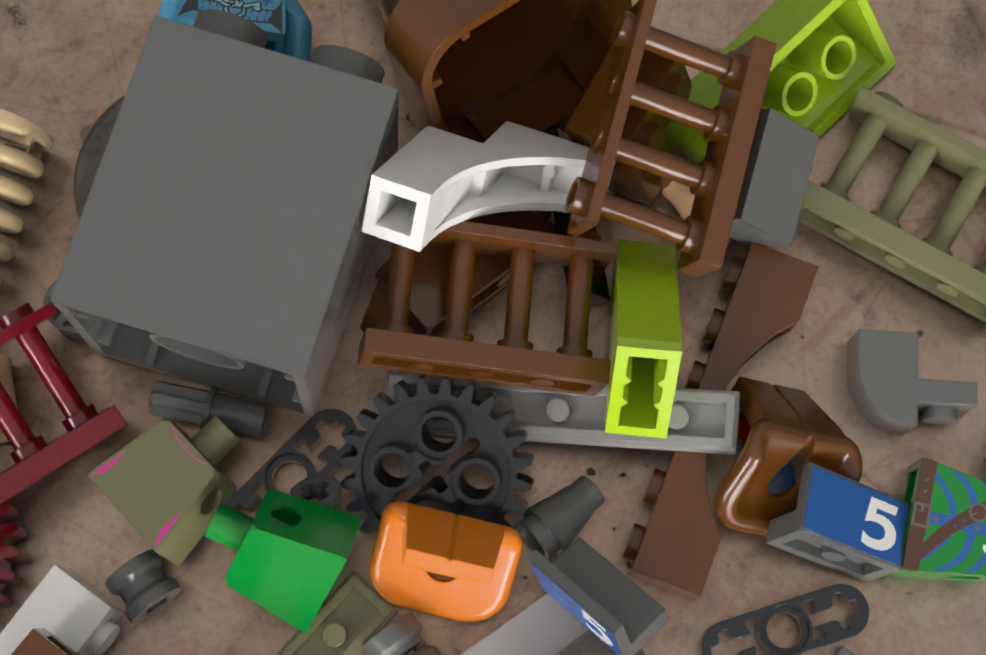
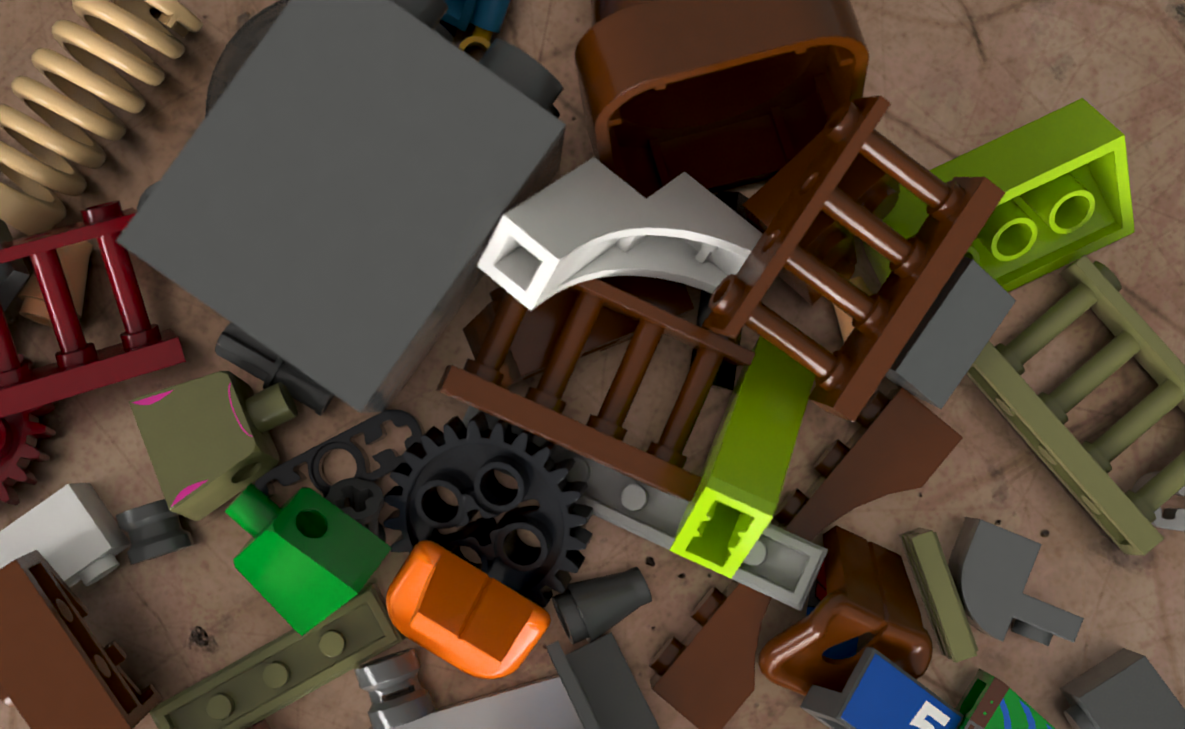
camera: 25 degrees right, 10 degrees up
(848, 408) = (939, 594): none -> olive tile

